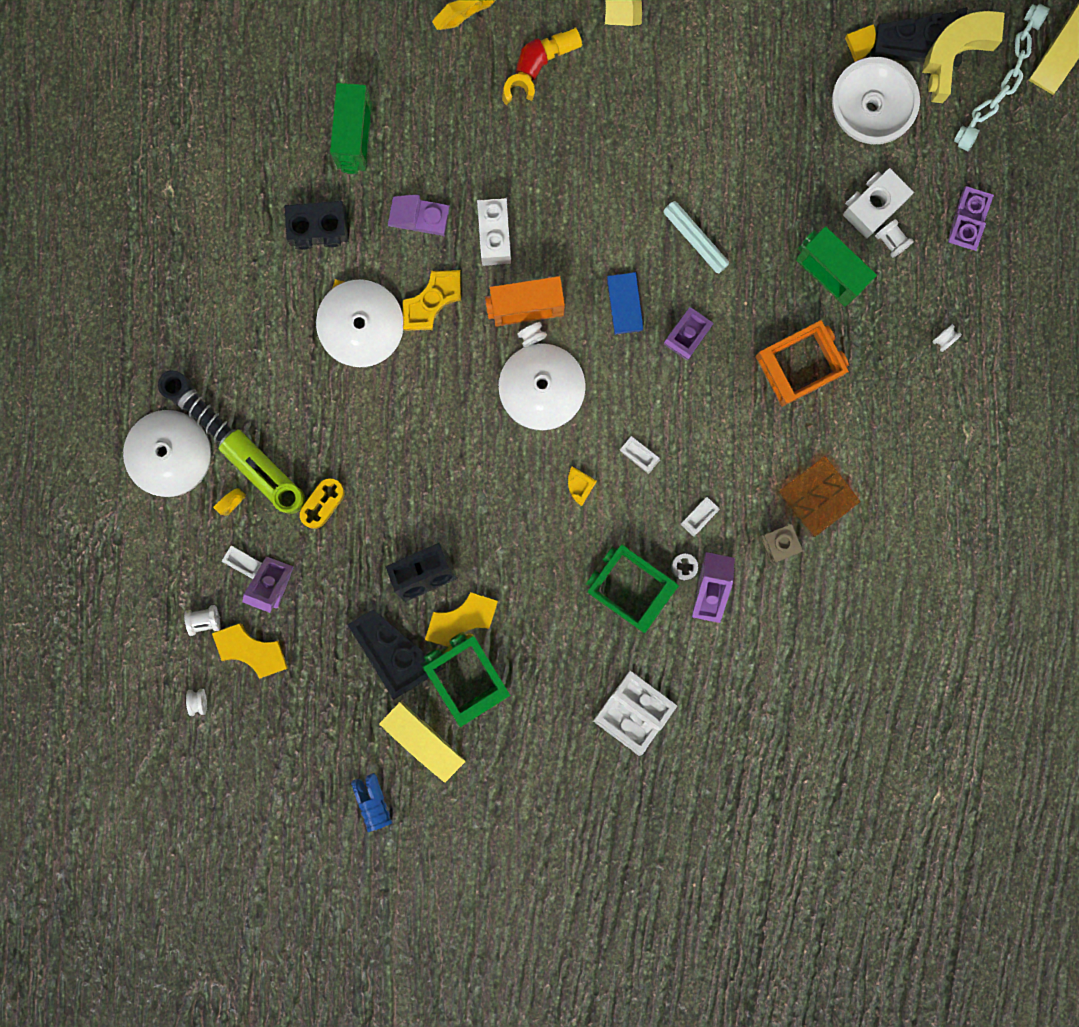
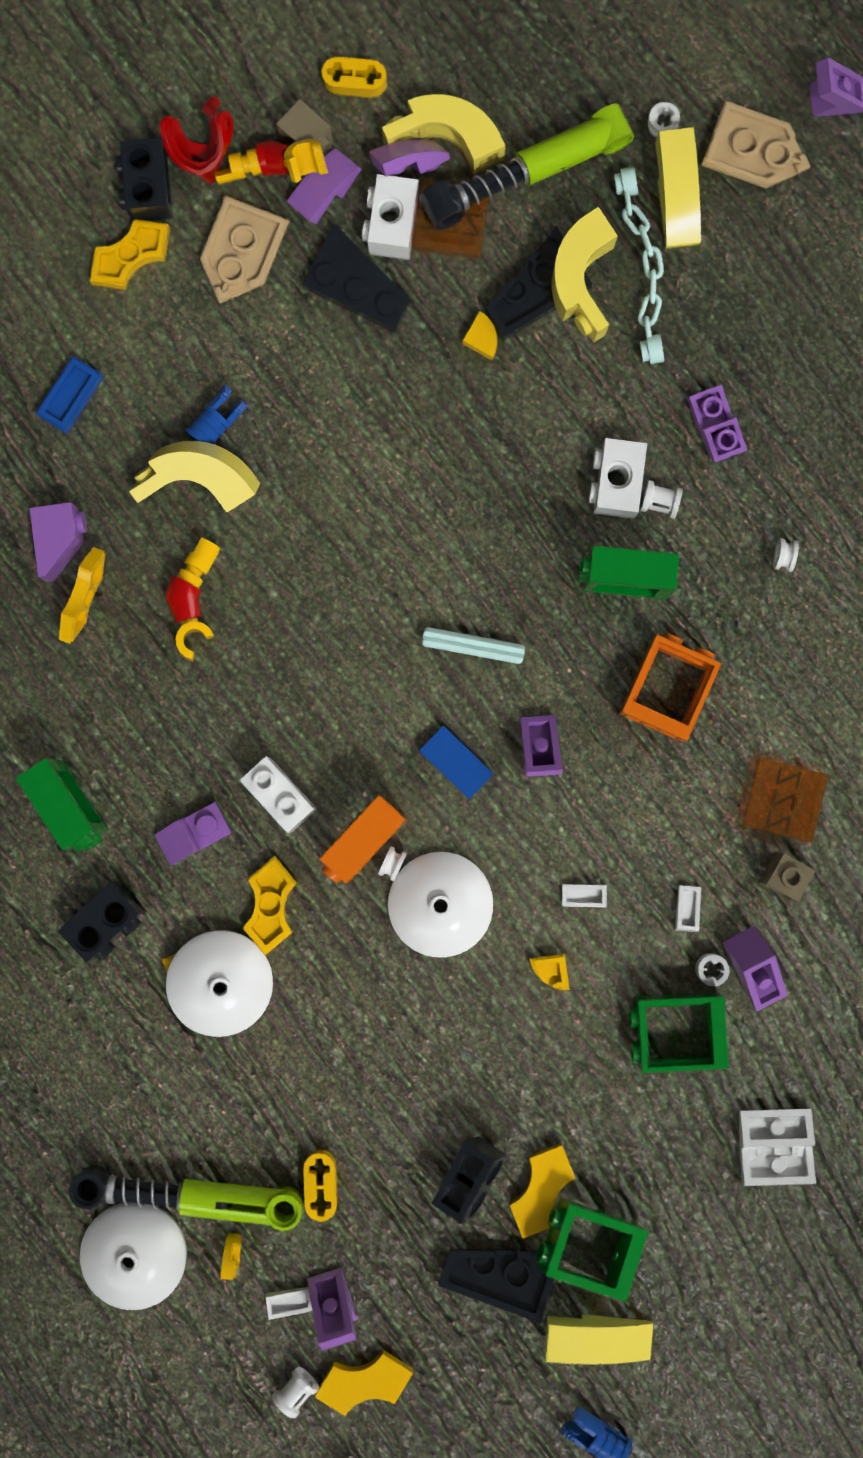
camera: 30 degrees left, 0 degrees up
(884, 85) = (544, 361): white dish -> none

